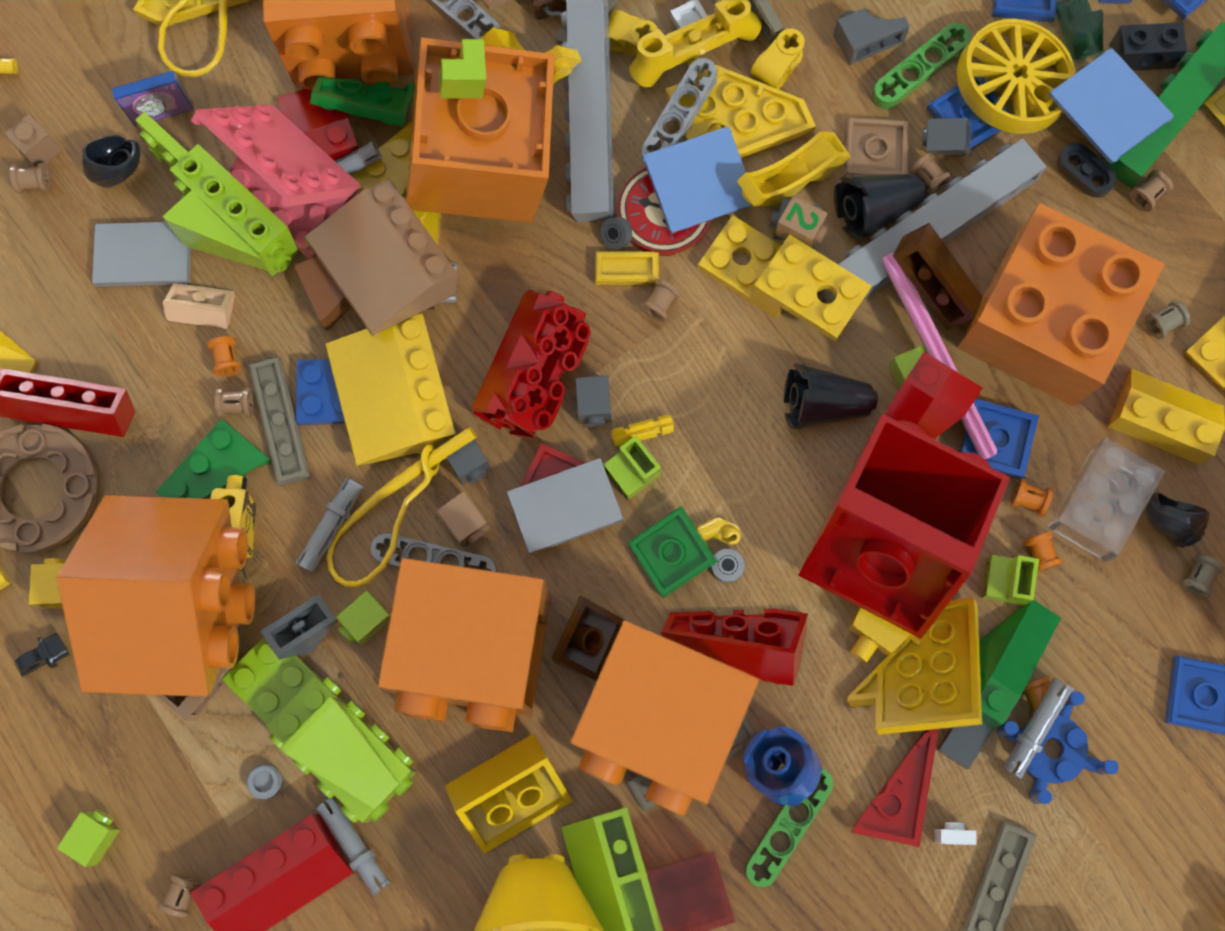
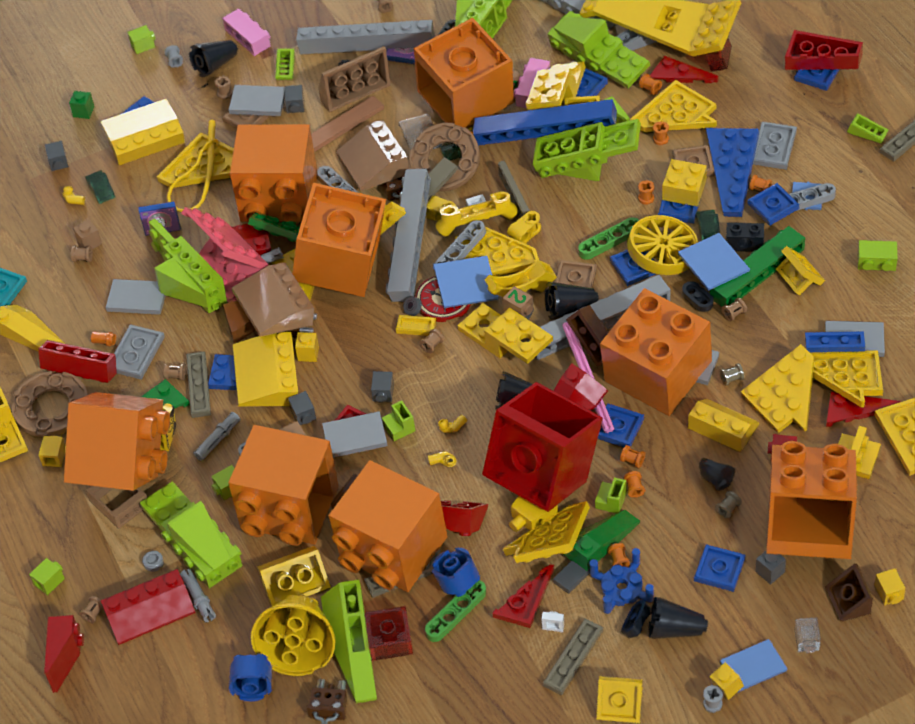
camera: 10 degrees right, 25 degrees down
(38, 35) = (100, 186): none -> clear green slope
(49, 652) = (37, 486): black piece -> none
(100, 345) = (103, 338): none -> orange pin
(110, 160) = (128, 248): black hair -> none
(161, 364) = (137, 351): none -> light grey tile
(199, 305) = (167, 324): light nougat slope -> none
(224, 356) = (173, 348): orange bush -> none
(300, 629) = (190, 481): dark grey slope -> none
(429, 466) = (276, 407): yellow piece -> none
(452, 333) = (307, 347): none -> yellow brick
(465, 75) = (332, 199): lime piece -> none
(523, 380) = (348, 362): red brick -> none
(643, 430) = (412, 405): yellow axle -> none
(672, 552) = (415, 463): green tile -> none
(723, 464) = (449, 427): none -> yellow arm
(729, 566) = (445, 477): light grey tile -> none
(865, 35) = (579, 220): dark grey arch -> none
(930, 173) = (603, 290): medium nougat bush -> none
(947, 136) = (616, 271): dark grey brick -> none
(1037, 728) = (604, 572): light grey pin -> none
(1087, 816) = (635, 619): none -> black plate
(1106, 499) = (675, 460): clear brick -> none
(1152, 819) = (674, 620): none -> black cone

